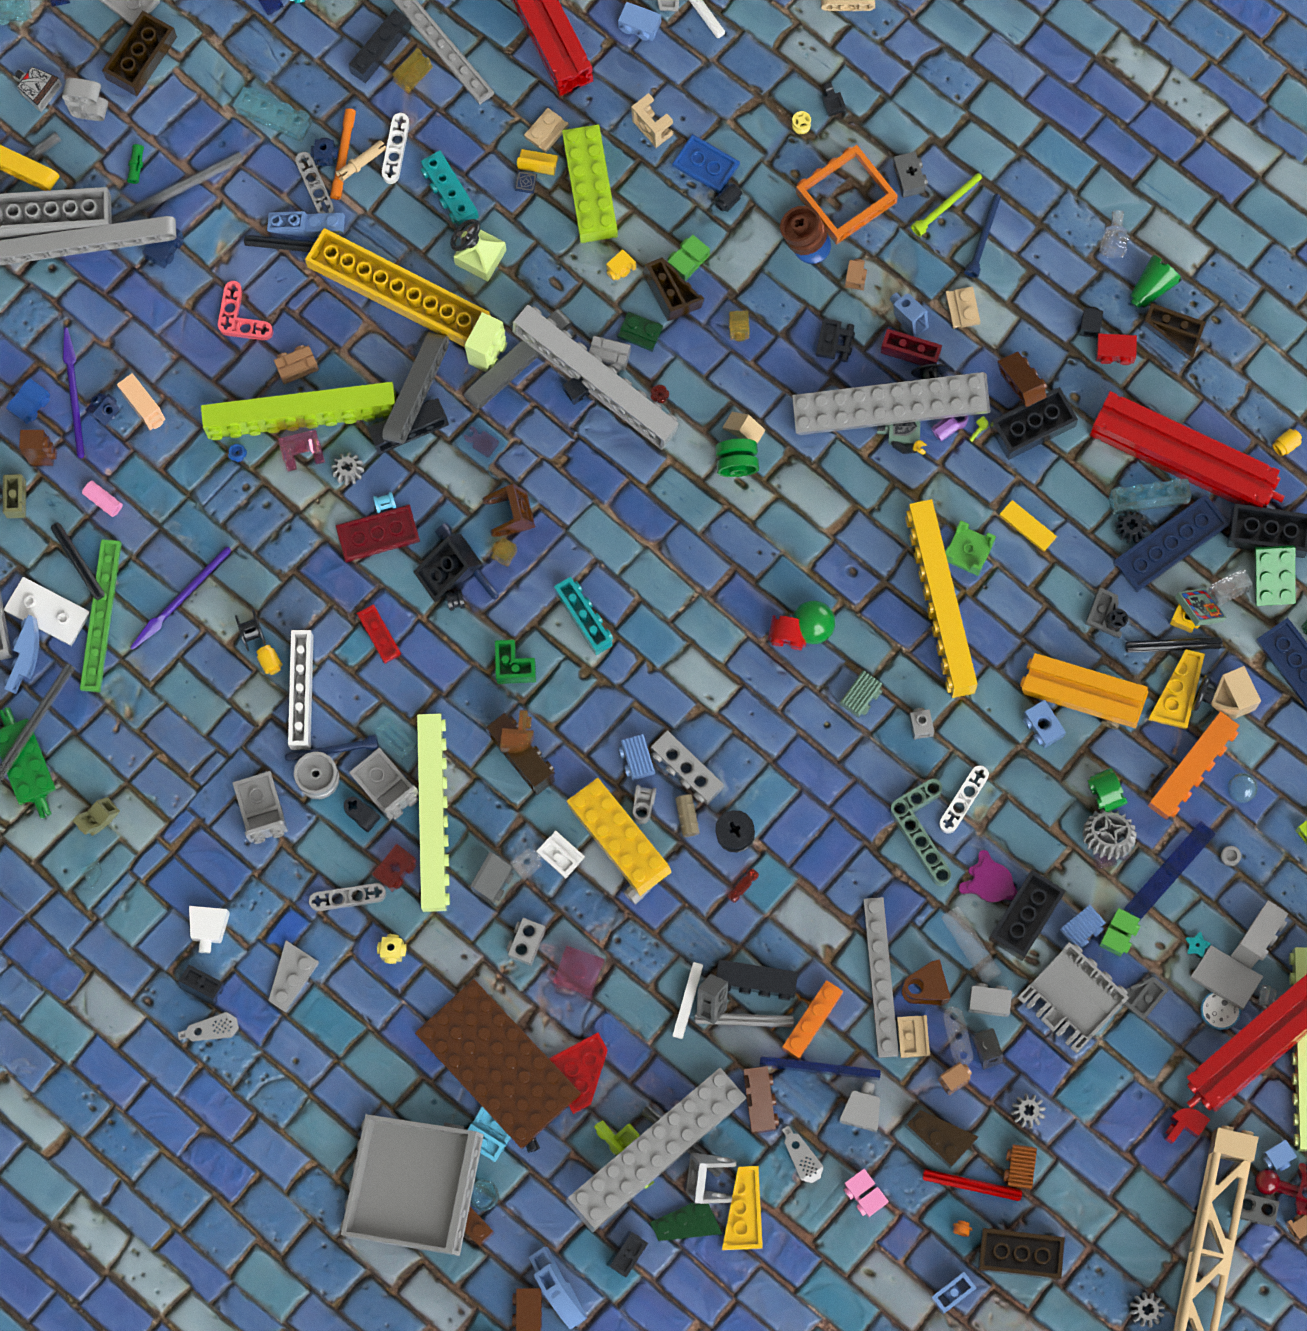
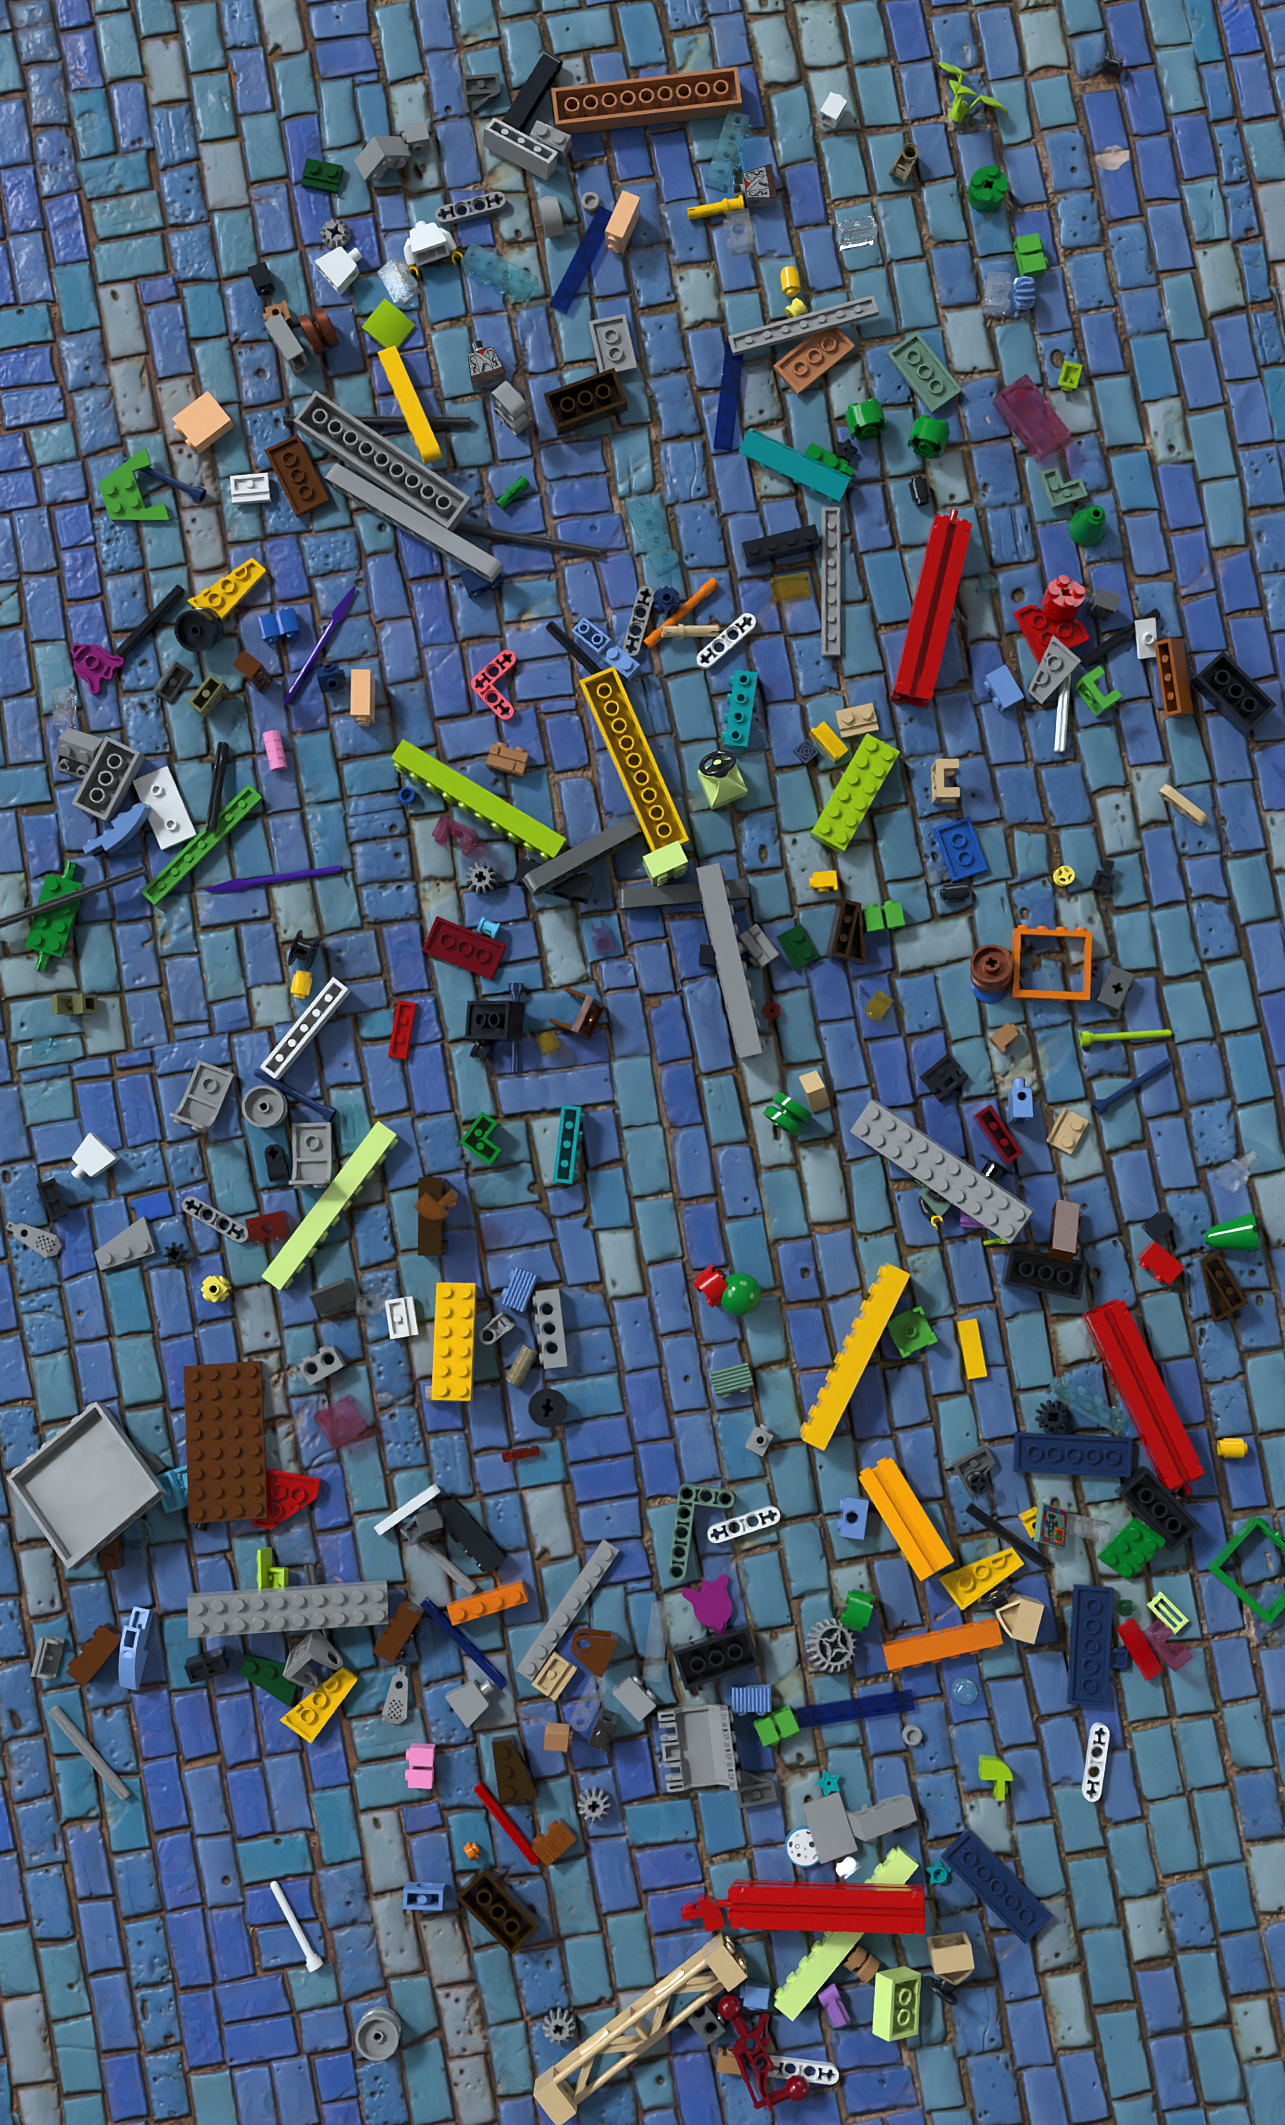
camera: 40 degrees right, 10 degrees up
(336, 954) = (181, 1256): none -> black gear

